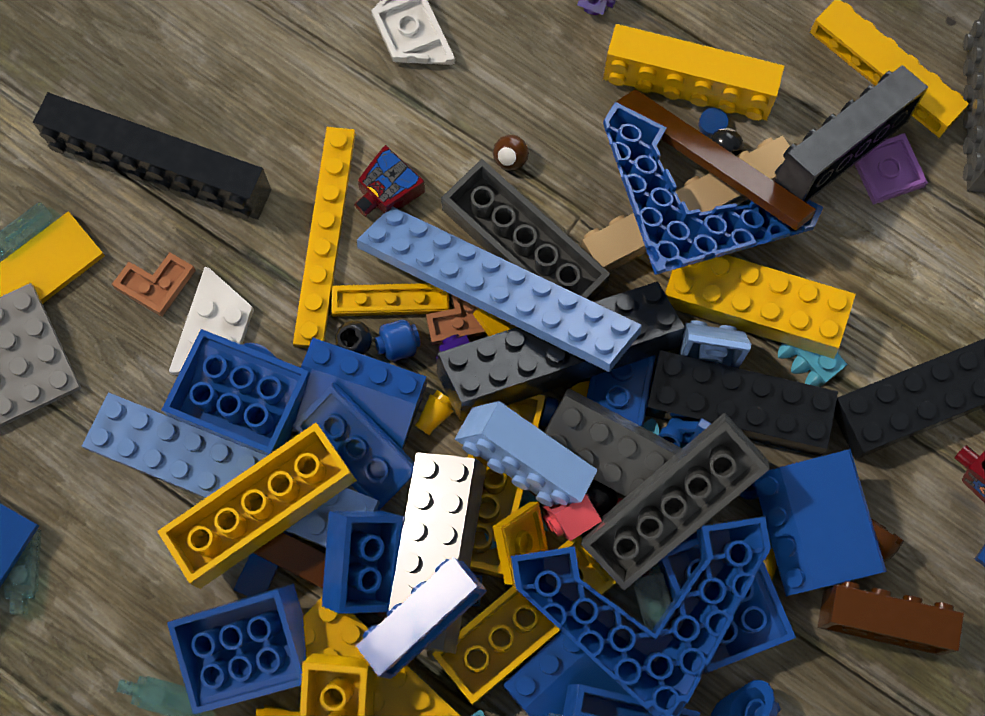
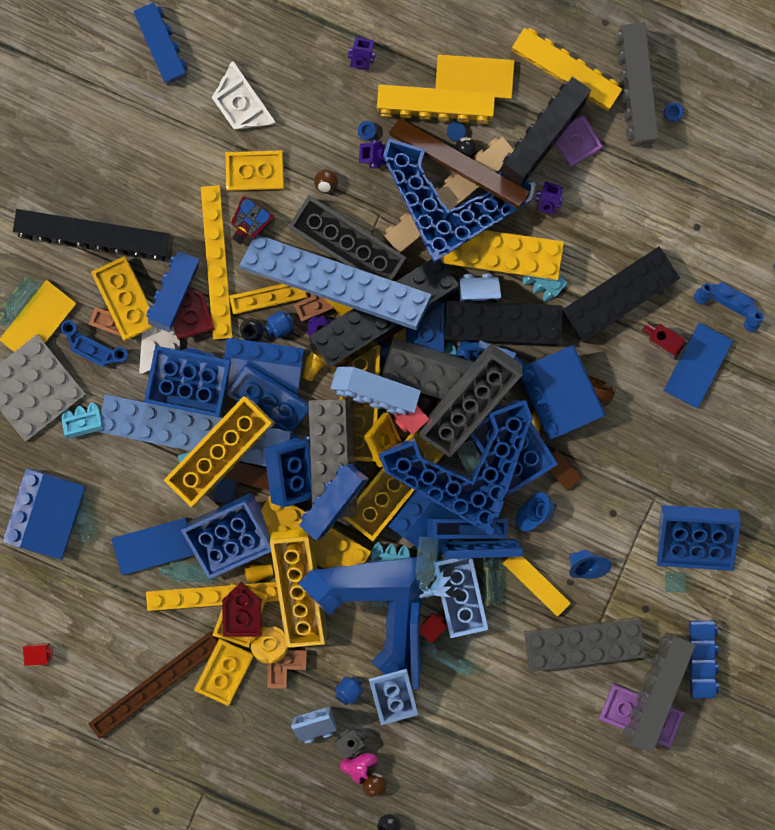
camera: 15 degrees left, 15 degrees up
(62, 427) = (81, 422): none -> medium azure plate
(105, 321) = (91, 349): none -> blue plate
(116, 644) = (151, 546): none -> blue tile
(175, 257) = (123, 297): none -> yellow tile
(248, 259) = (173, 292): none -> blue brick
(266, 298) = (193, 316): none -> dark red tile
(410, 121) = (254, 170): none -> yellow tile
(584, 98) = (367, 130): none -> blue tile
(587, 126) = (372, 154): none -> dark purple brick
(762, 45) = (475, 75): none -> yellow tile
(800, 656) = (564, 471): none -> reddish brown tile
(838, 236) = (549, 198): none -> dark purple brick
(891, 619) = (613, 441): reddish brown brick -> none

